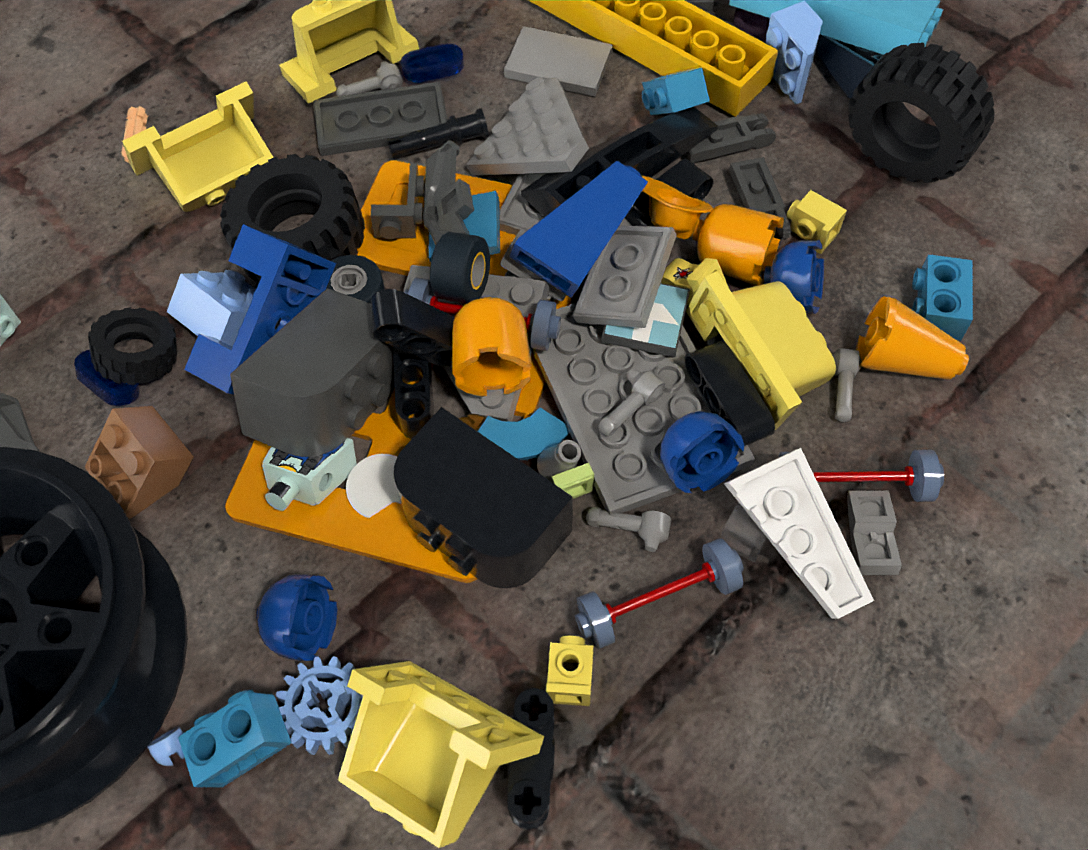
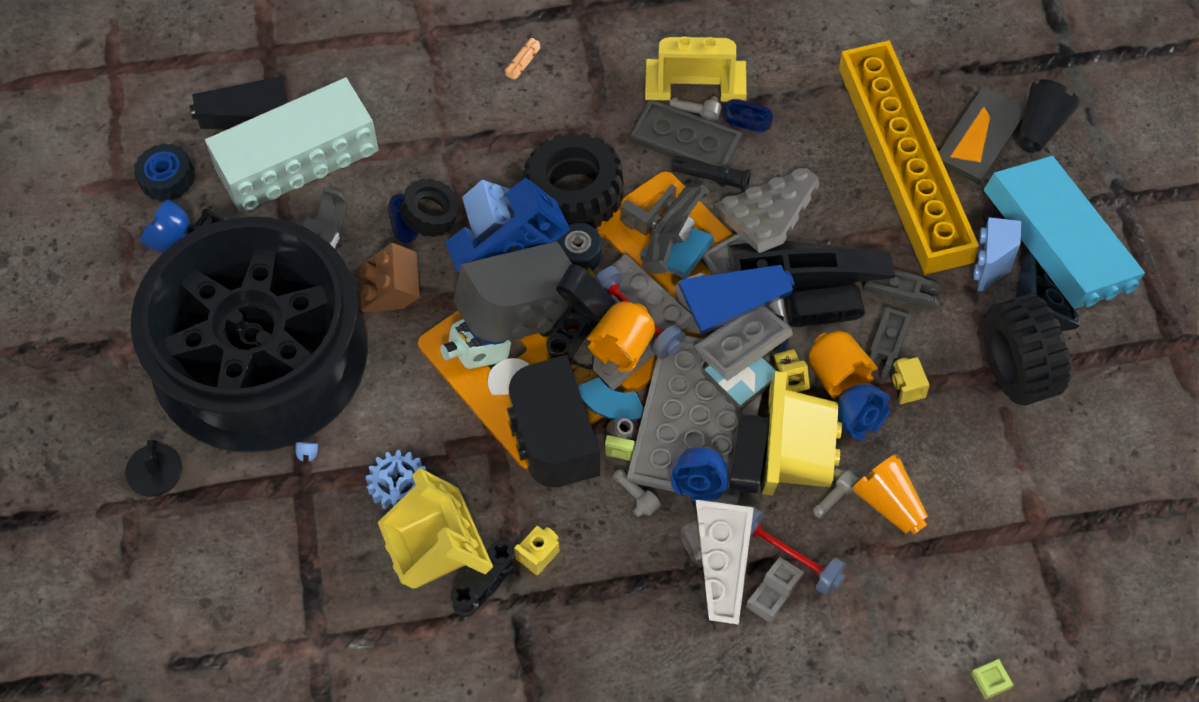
camera: 35 degrees right, 0 degrees up
(206, 154) = (554, 101): light yellow windscreen -> none
(234, 739) = (340, 467): dark azure brick -> none
(297, 616) = (415, 424): blue cylinder -> none
(460, 267) = (641, 276): black wheel -> none
(571, 59) = (836, 162): light grey tile -> none
(645, 390) = (702, 419): light grey piece -> none
(673, 208) = (812, 311): light orange piece -> none
(675, 92) = (884, 234): dark azure brick -> none
(720, 566) = (572, 530): sand blue axle -> none
(945, 293) = (952, 483): dark azure brick -> none

